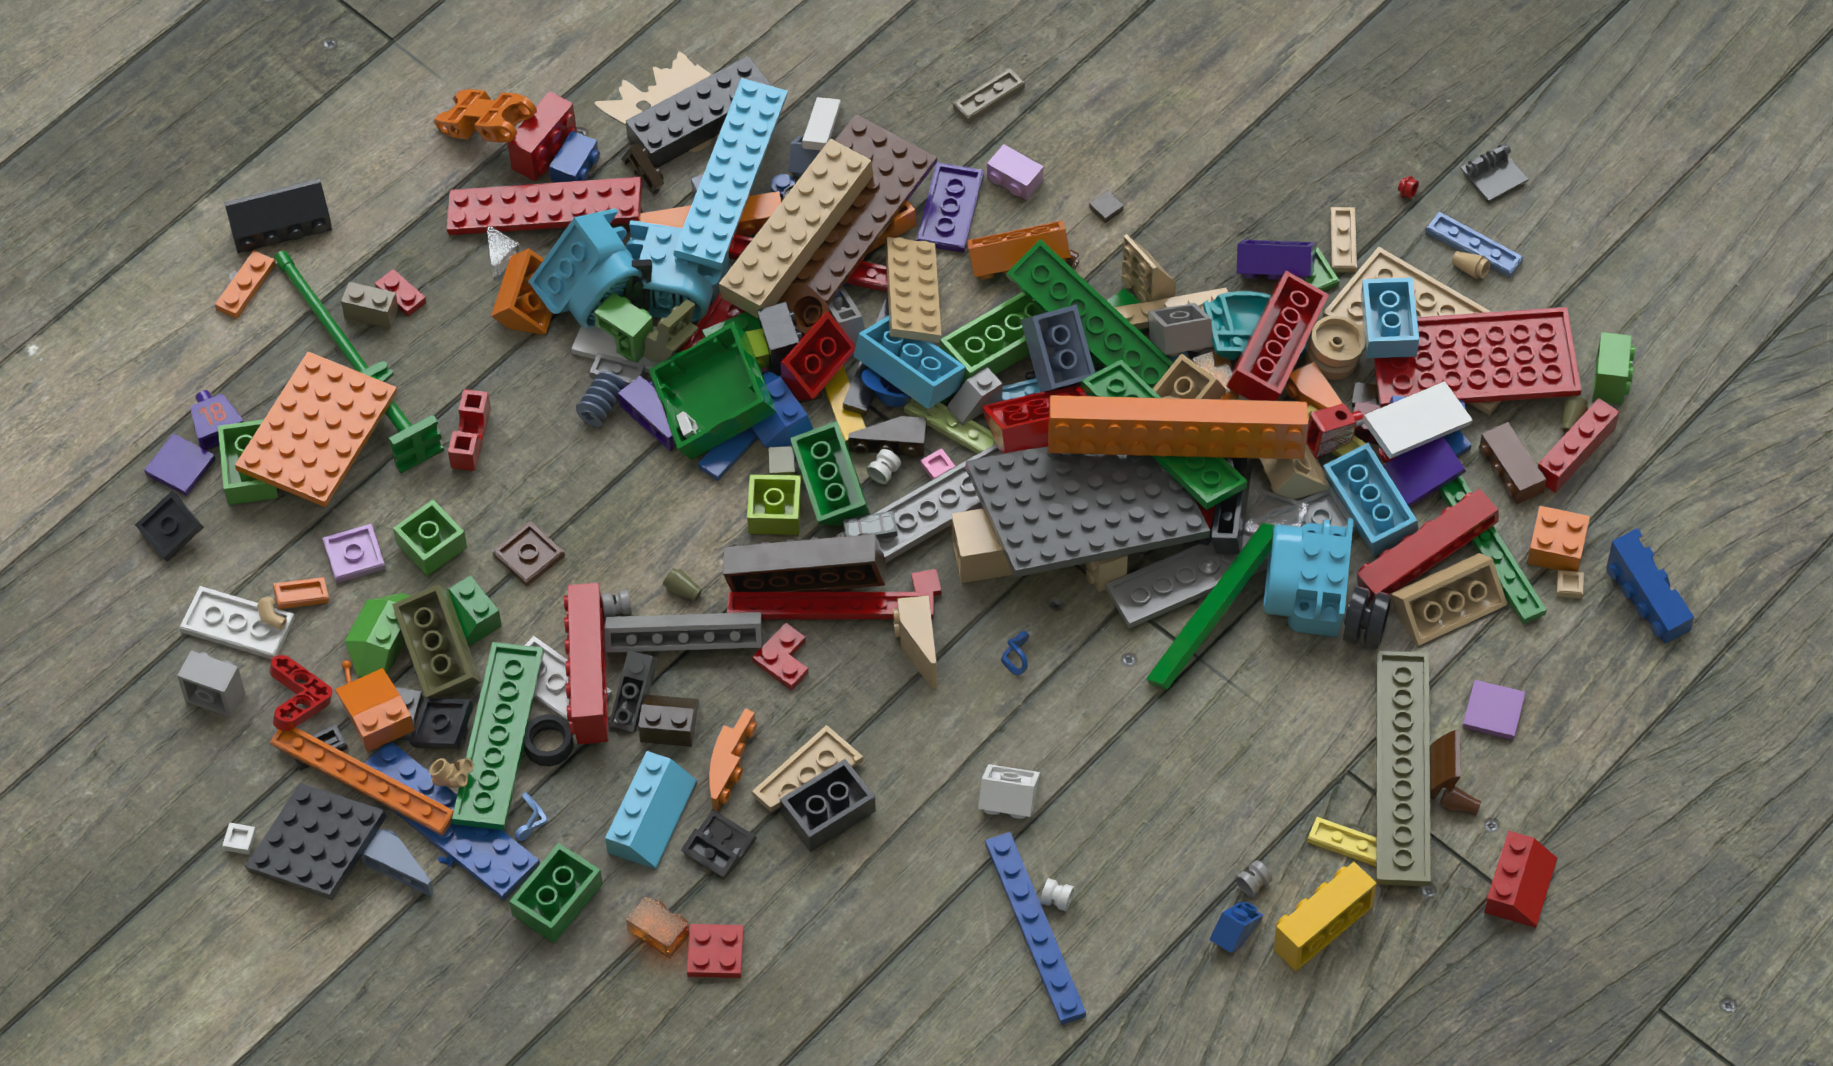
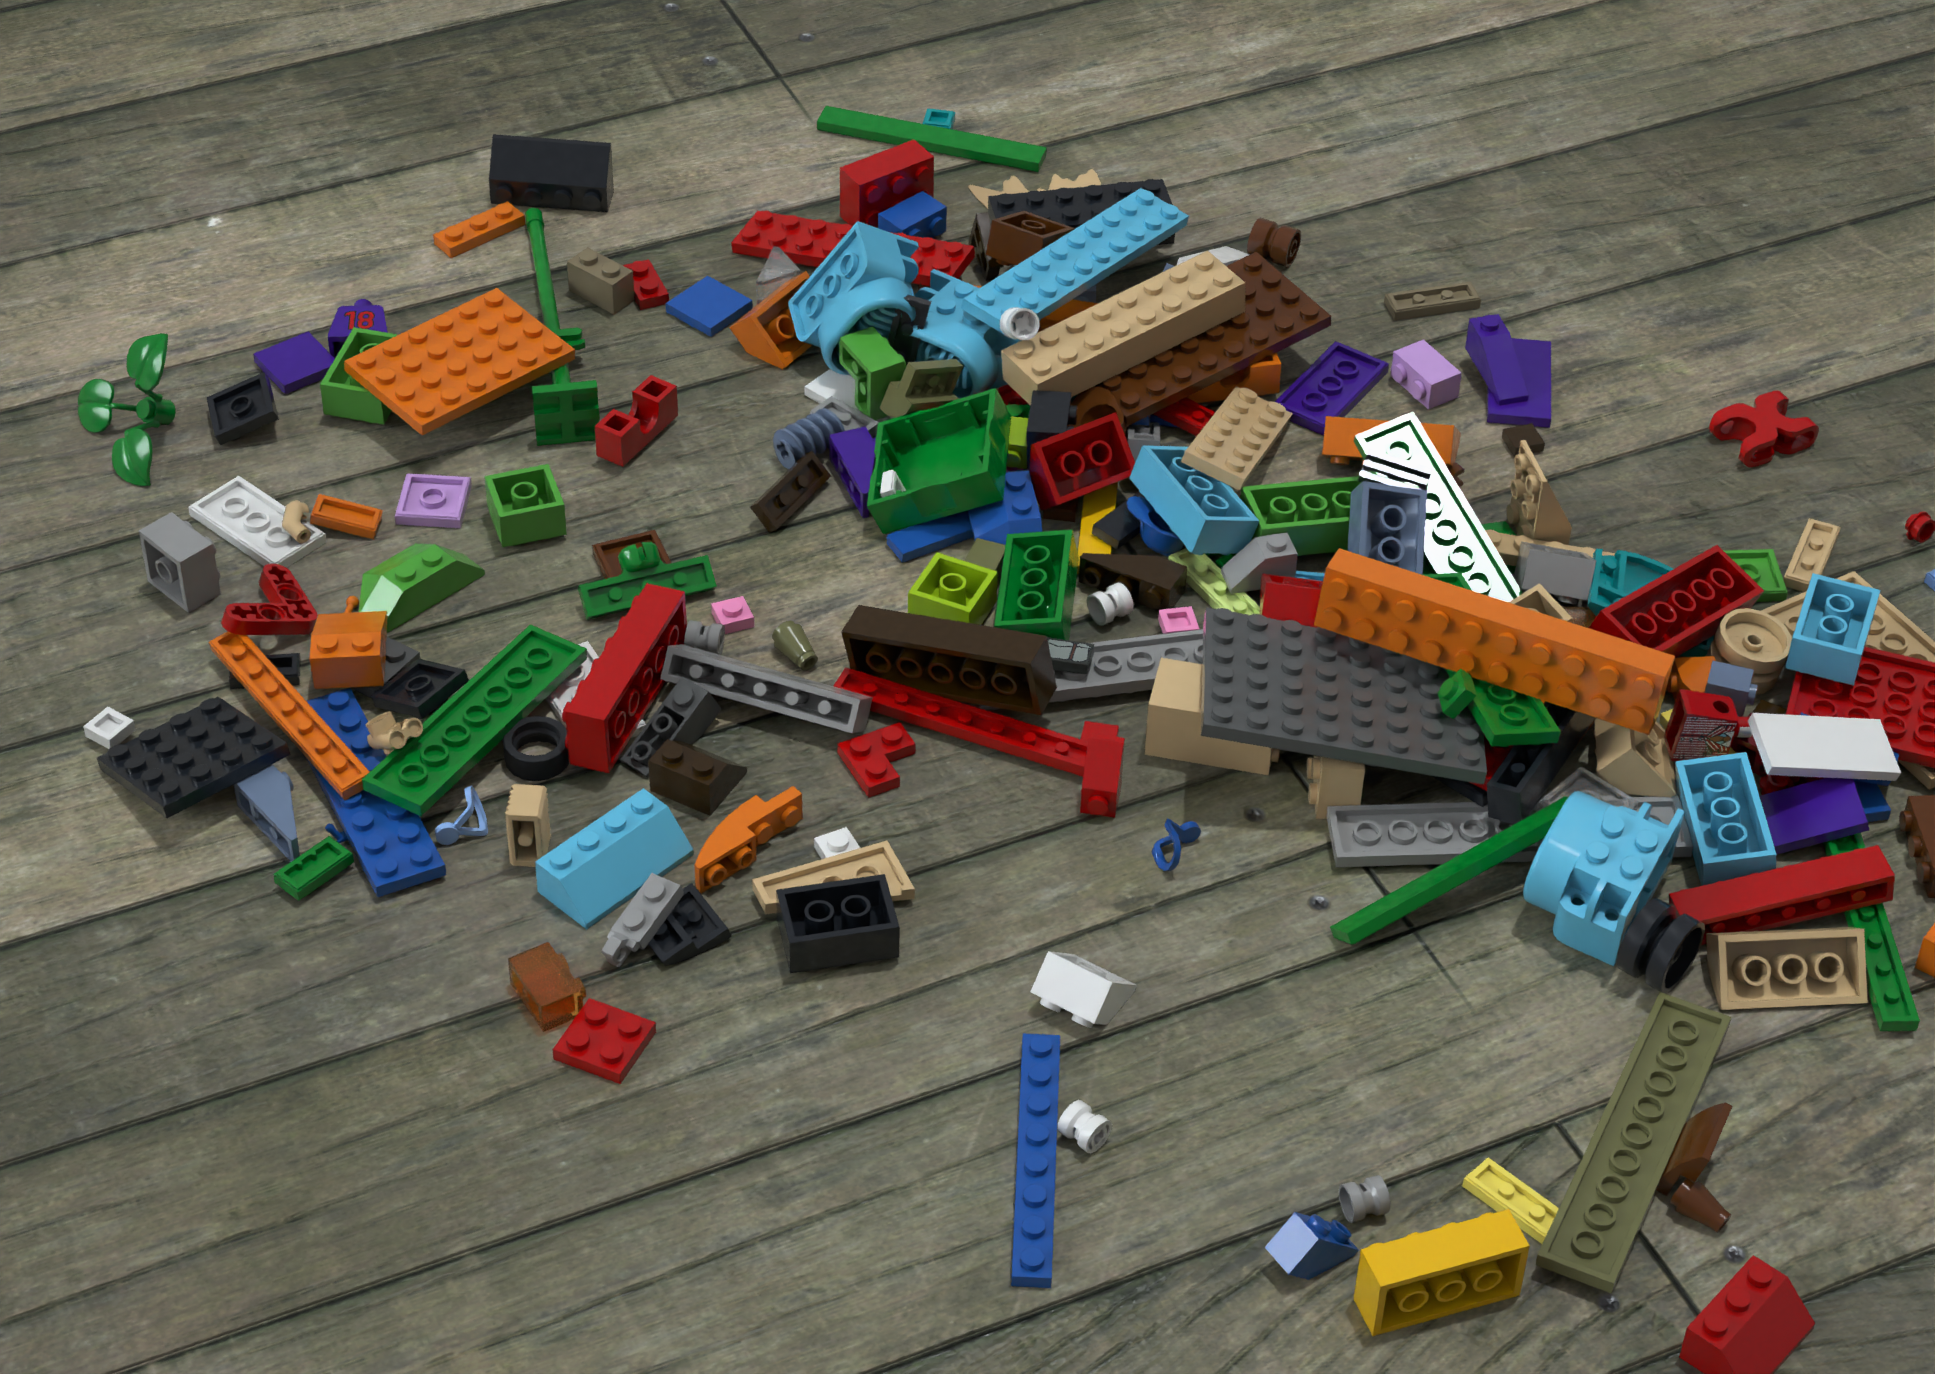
camera: 20 degrees right, 15 degrees down
(58, 566) = (133, 453): none -> green plant
(436, 642) = (464, 602): olive slope -> none
(448, 895) = (313, 868): none -> green plate
(460, 296) = (709, 306): none -> blue tile
(474, 609) = (521, 593): green slope -> none
(491, 118) = (832, 146): orange piece -> none
(541, 47) = (939, 118): none -> teal tile
(544, 66) = (932, 138): none -> green tile
(550, 571) = (641, 567): none -> green plate
(556, 892) = (441, 904): green brick -> none
(582, 809) = (527, 824): none -> tan brick
(611, 450) = (790, 491): none -> dark brown plate
(623, 573) = (733, 614): none -> bright pink plate
(681, 159) = (1021, 236): none -> reddish brown brick
(694, 850) = (641, 918): none -> light grey hinge
(726, 259) = (1026, 326): none -> white wheel
(791, 740) = (835, 843): none -> white plate
(852, 83) = (1278, 243): none -> reddish brown wheel
(915, 631) = (1055, 777): tan slope -> none
(948, 619) = (1102, 775): none -> red slope
(1046, 286) = (1395, 469): none -> tile
(1061, 142) = (1495, 358): none -> dark purple slope
(1082, 151) = (1535, 364): none -> dark purple tile
(1167, 475) = (1456, 693): none -> green plate
(1271, 135) = (1763, 428): none -> red piece
(1275, 258) = (1693, 533): dark purple slope -> none
(1337, 390) = (1732, 682): none -> sand blue brick
(1494, 709) = (1796, 1116): medium lavender tile -> none

